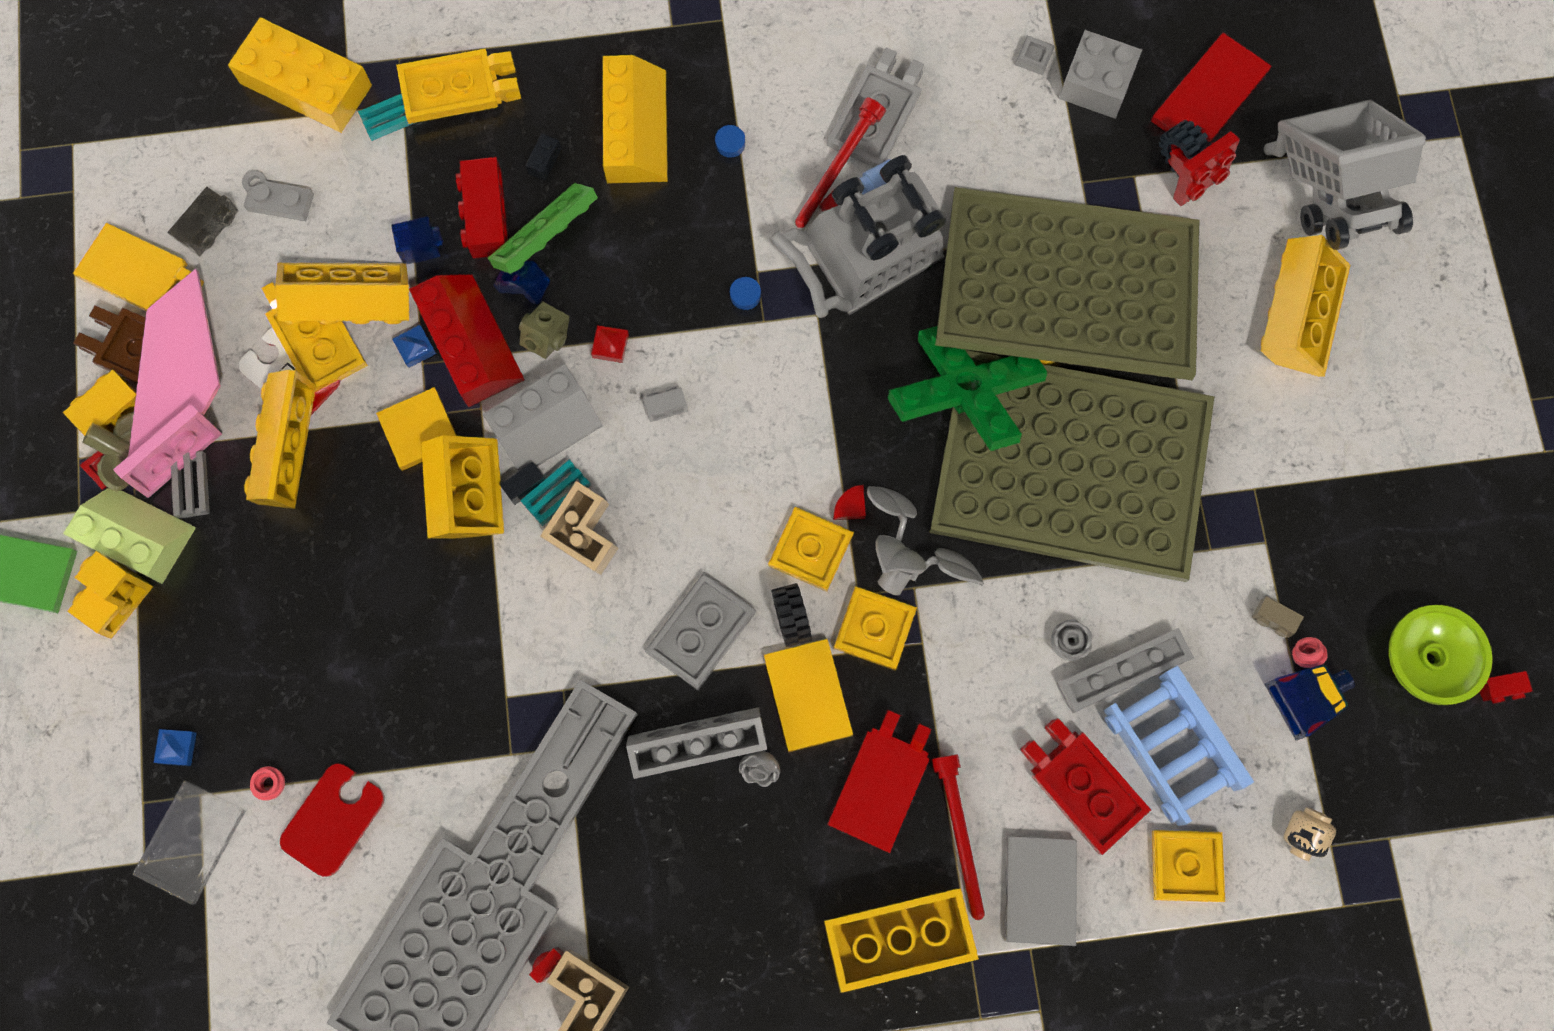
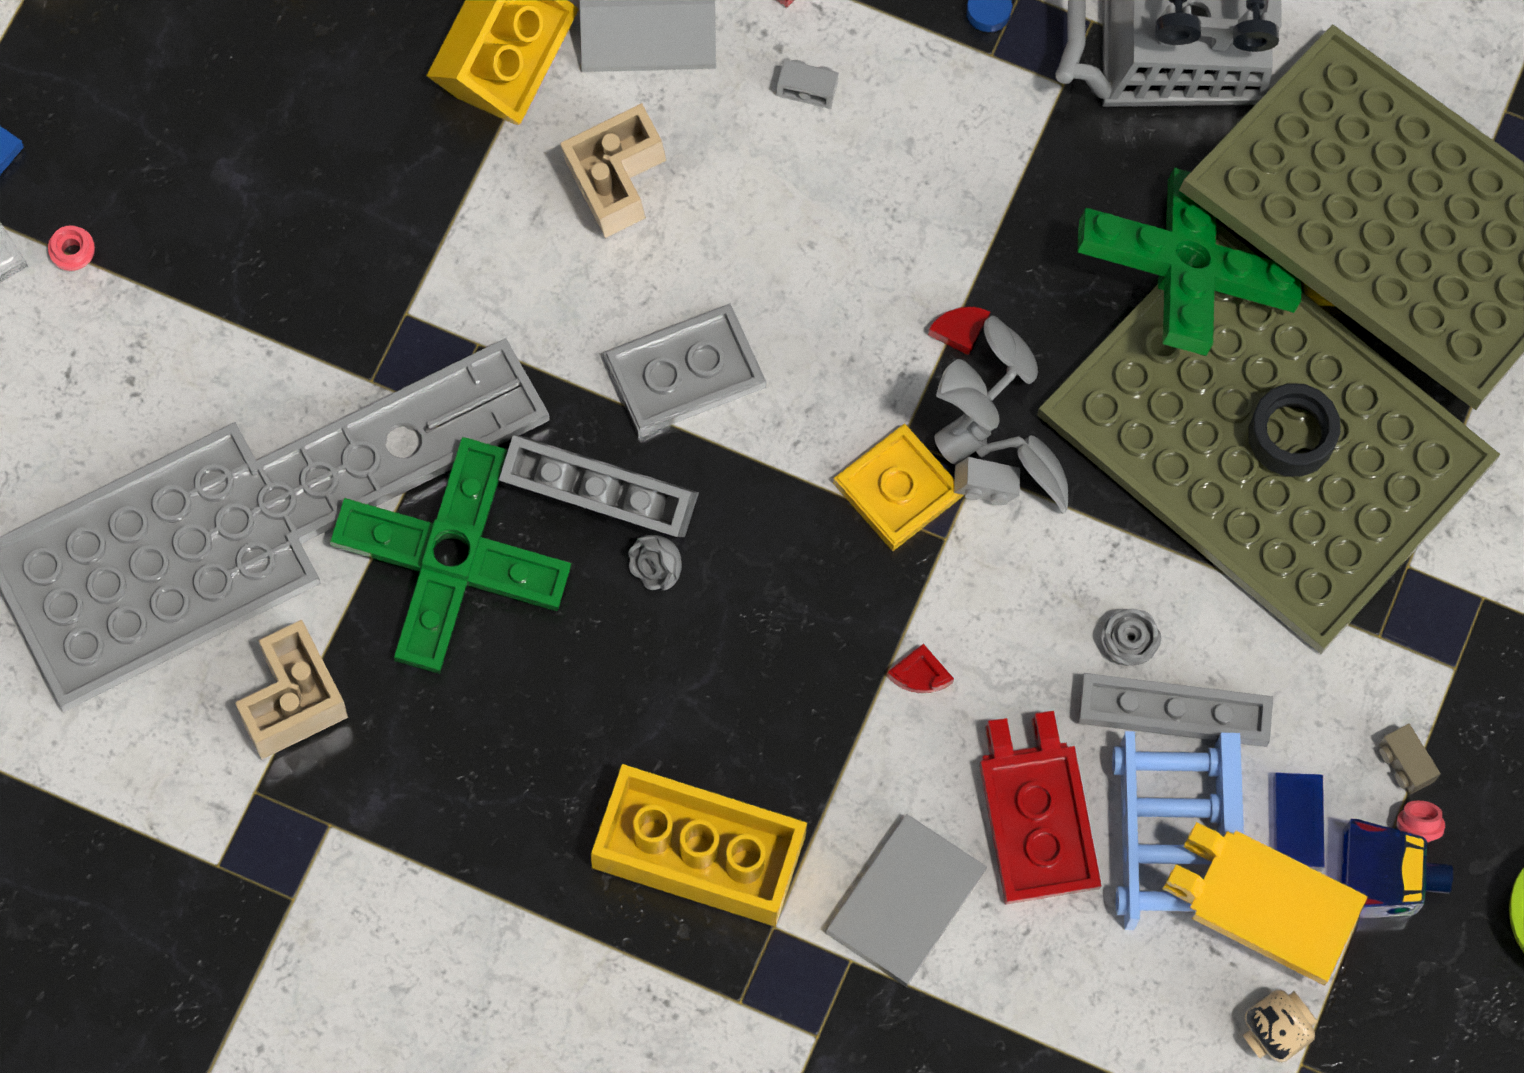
camera: 25 degrees right, 5 degrees down
(326, 826) = (109, 338): red piece -> none
(522, 483) = (578, 79): black piece -> none
(545, 964) = (263, 627): red tile -> none
(546, 485) = (607, 97): teal tile -> none
(636, 870) = (440, 587): none -> green piece
(791, 615) = (804, 406): black tyre -> none
(808, 695) = (767, 516): yellow tile -> none
(810, 549) = (878, 351): yellow tile -> none
(881, 785) = (791, 666): red tile -> none
(927, 593) = (987, 481): none -> light grey piece
(947, 769) = (882, 693): red piece -> none
(960, 738) = (920, 672): none -> red tile
(1105, 435) = (1307, 399): none -> black tyre
(1188, 866) = (1105, 979): yellow tile -> none
(1237, 695) = (1299, 818): none -> clear blue tile
(1264, 764) = (1268, 901): none -> yellow tile

